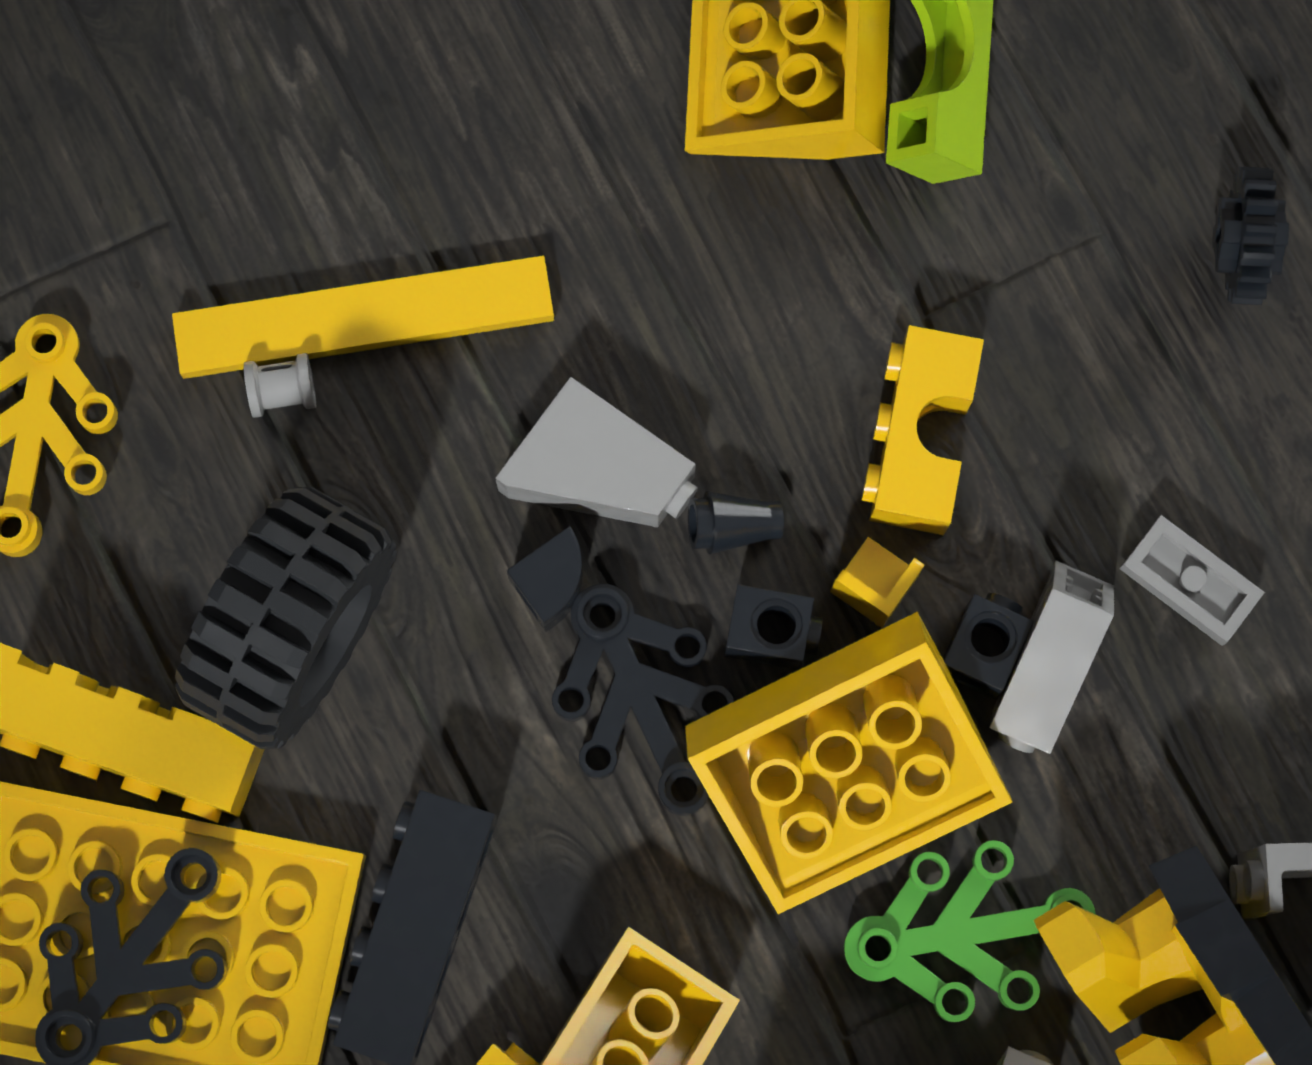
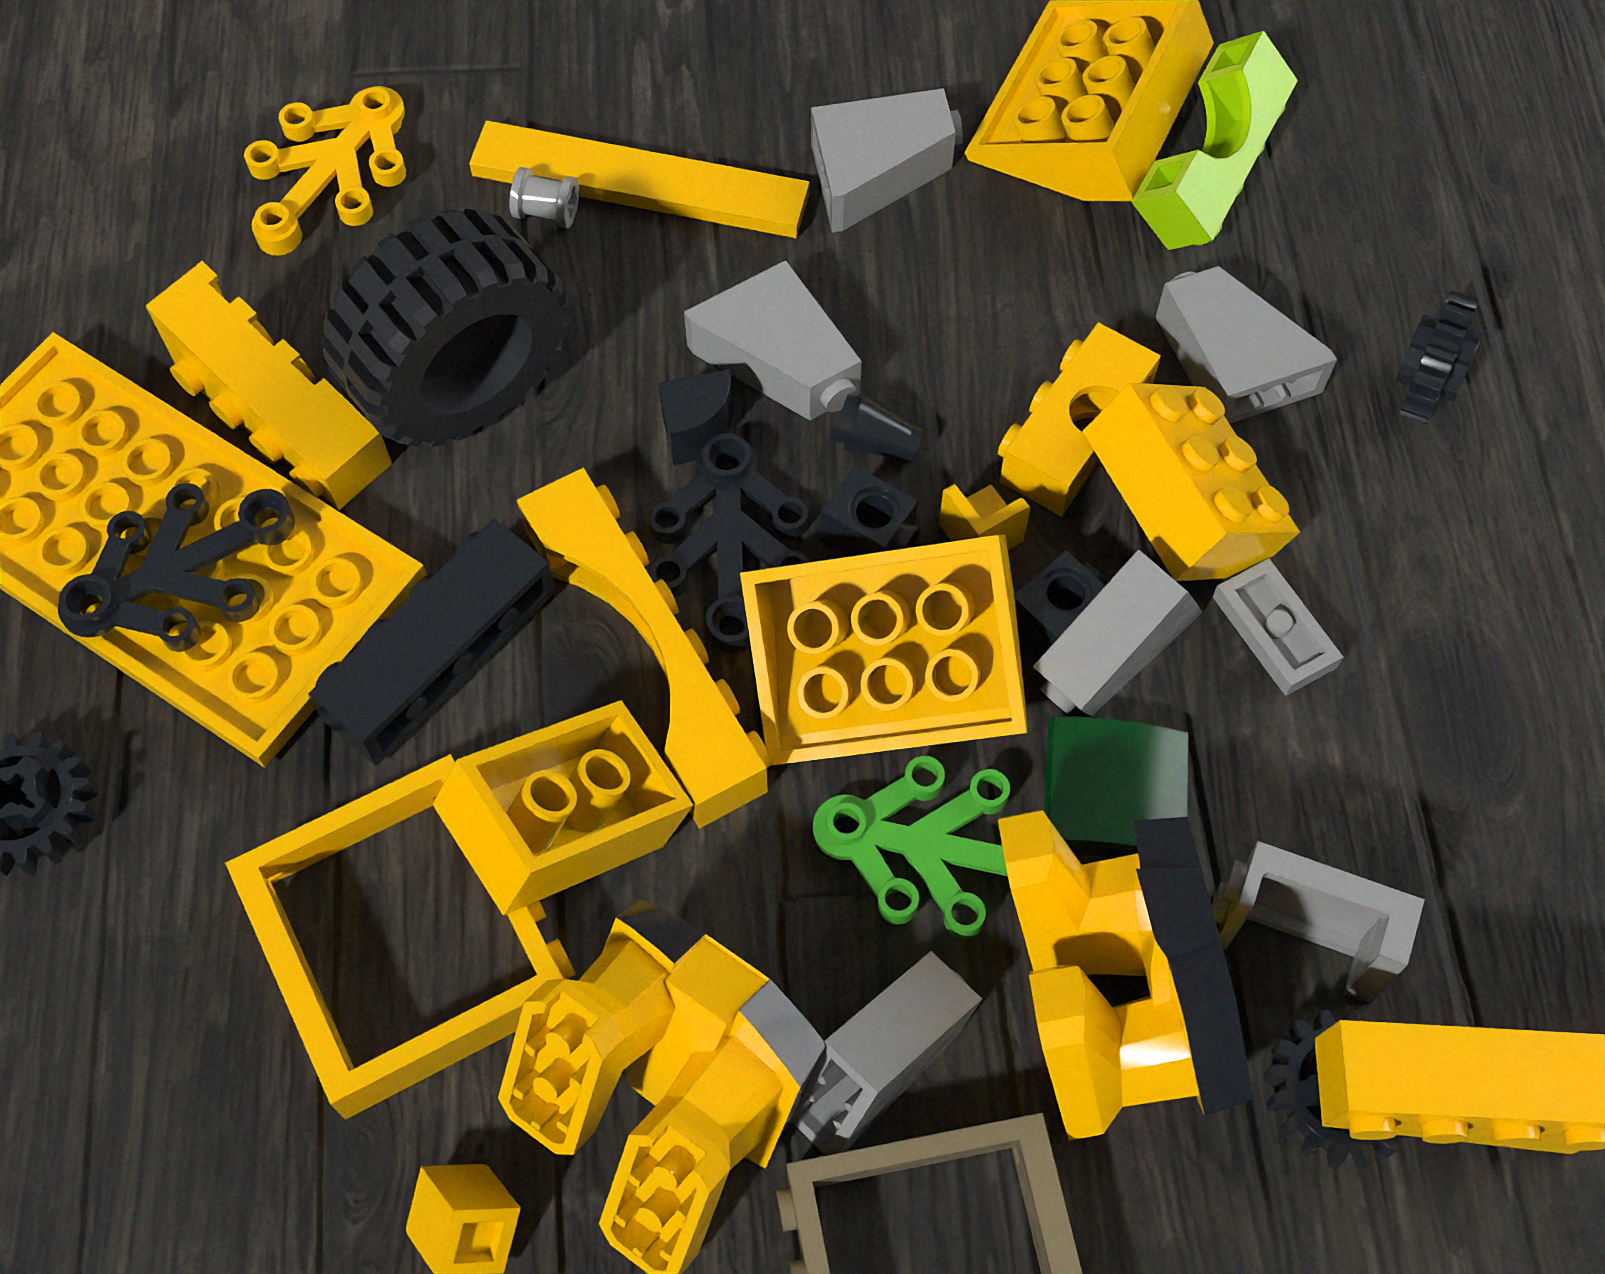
camera: 25 degrees right, 15 degrees down
(505, 764) = (705, 744): none -> yellow arch
(601, 191) = (880, 150): none -> light grey slope
(1045, 284) = (1240, 344): none -> light grey slope
(1063, 472) = (1190, 481): none -> yellow brick
(1104, 806) = (1110, 774): none -> dark green slope

